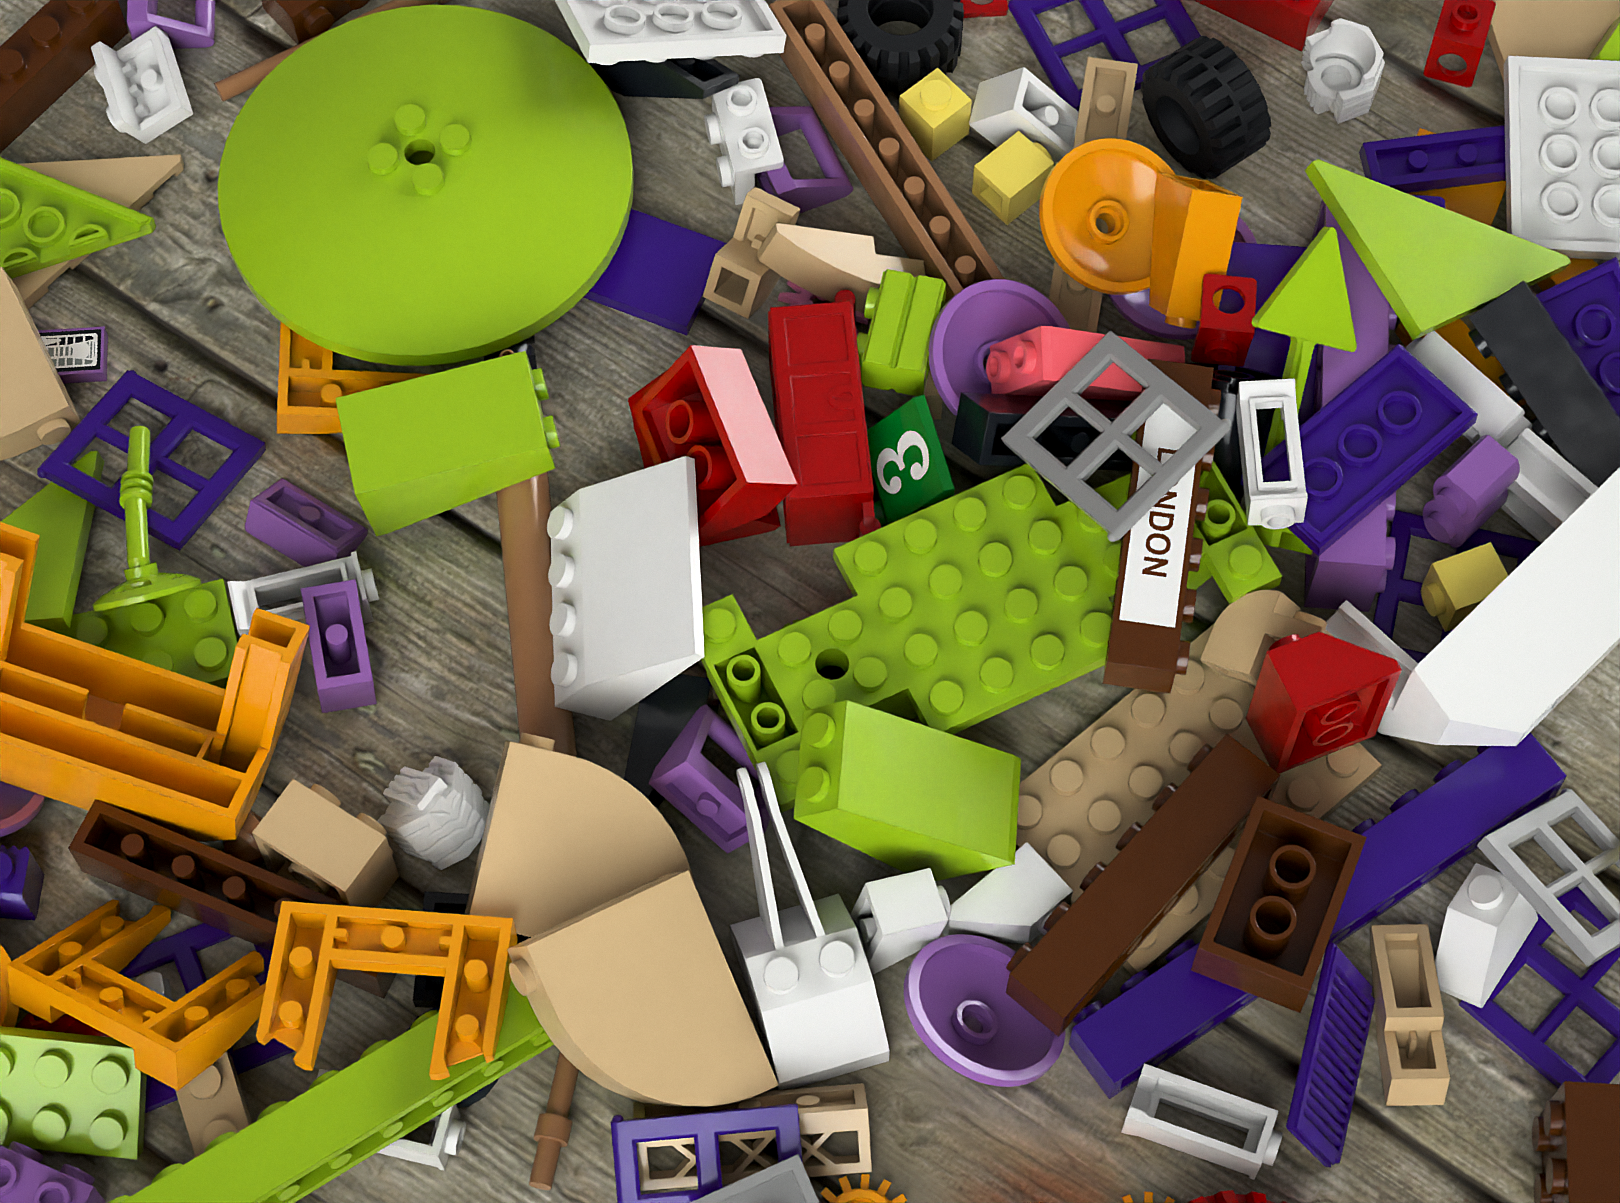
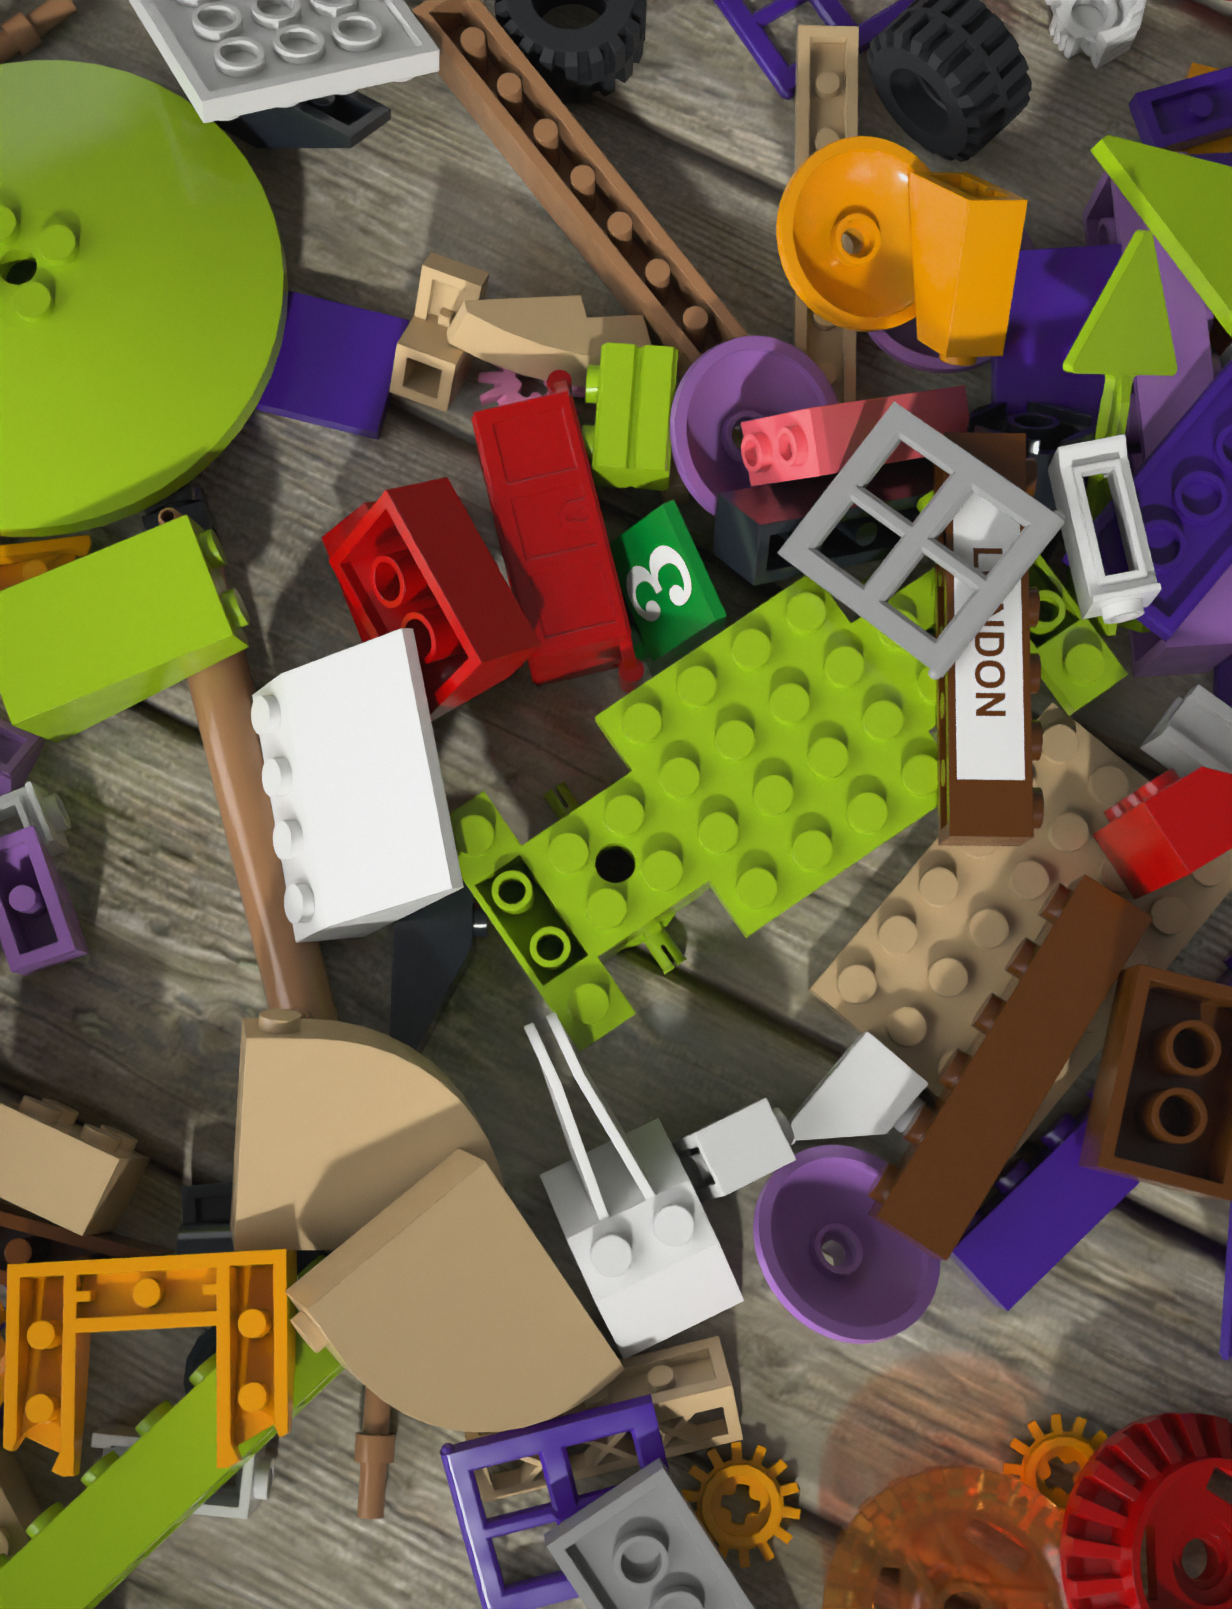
camera: 10 degrees left, 15 degrees up
(435, 813) = (178, 1085): white hair -> none
(703, 790) = (478, 1023): medium lavender tile -> none
(745, 135) = (411, 182): white bracket -> none
(806, 192) = (420, 175): medium lavender tile -> none
(907, 791) = (724, 1005): lime slope -> none
(935, 113) = (628, 121): light yellow brick -> none
(1012, 176) = (731, 189): light yellow brick -> none
(1025, 105) = (734, 111): white slope -> none
(1210, 1103) = (1174, 1343): white window -> none
(1220, 335) = (1015, 373): red bracket -> none
(1249, 629) = (1097, 745): tan brick -> none

